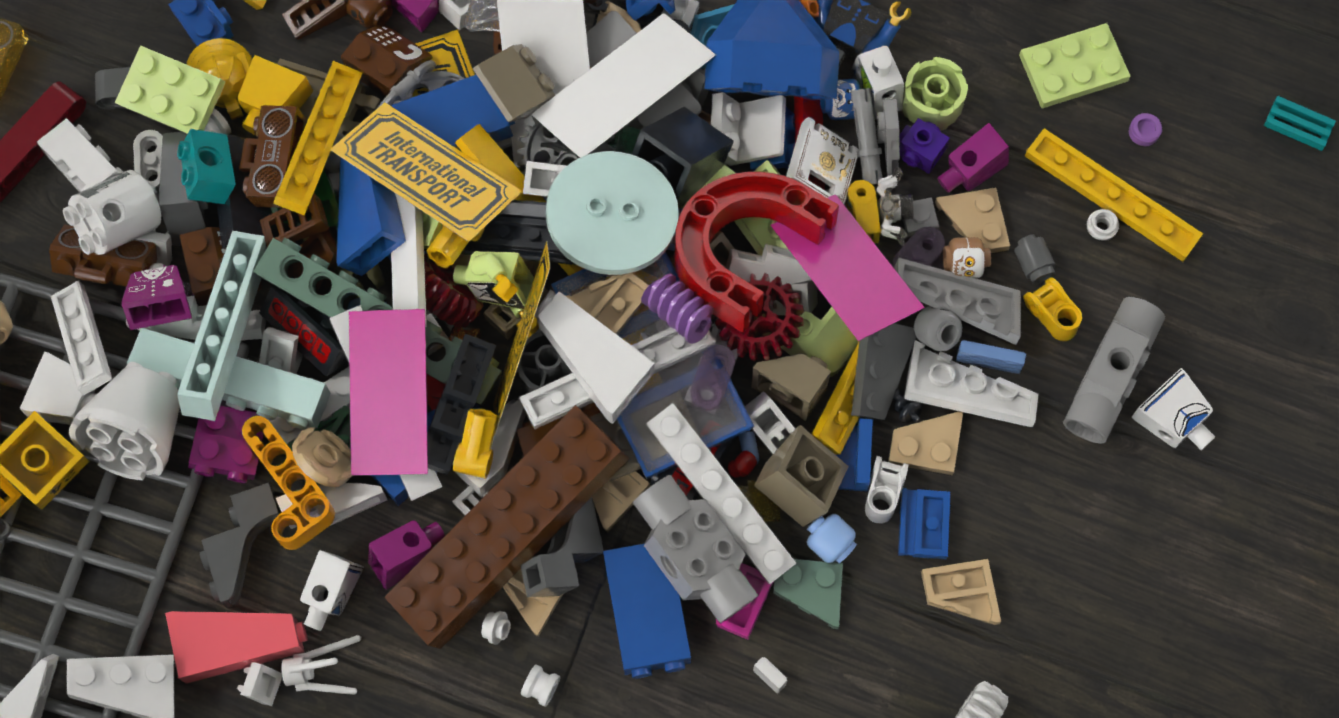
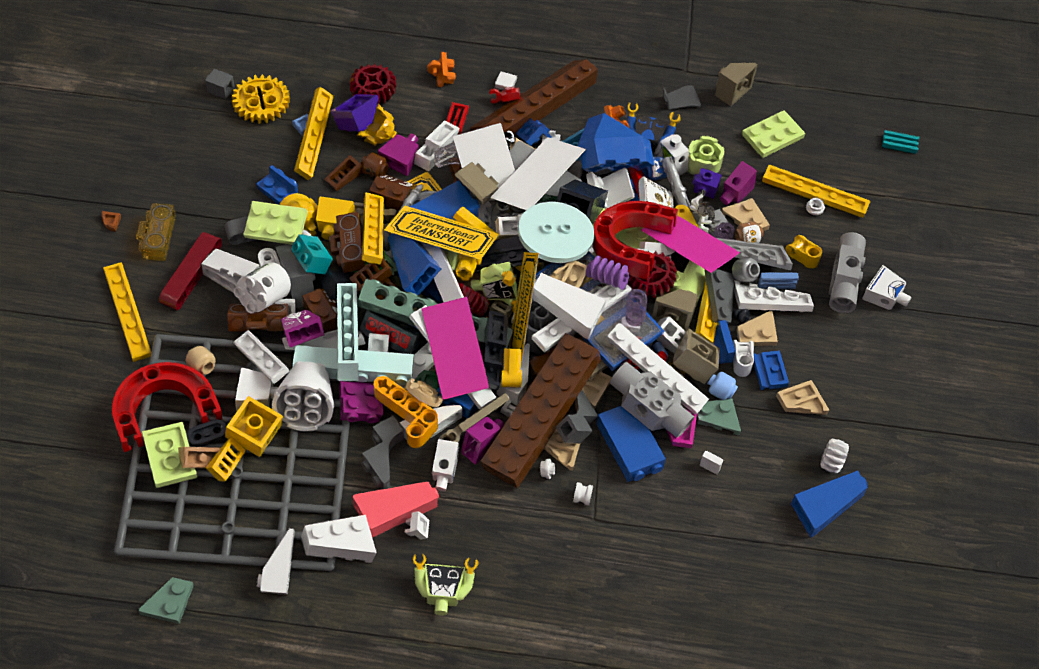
camera: 20 degrees left, 15 degrees down
(301, 668) = (439, 513): white plant -> none
(394, 519) = (454, 434): none -> dark tan tile
(889, 134) = (688, 178): light grey wing -> none
(1035, 259) = (785, 228): dark grey brick -> none
(1145, 129) = (821, 158): medium lavender tile -> none

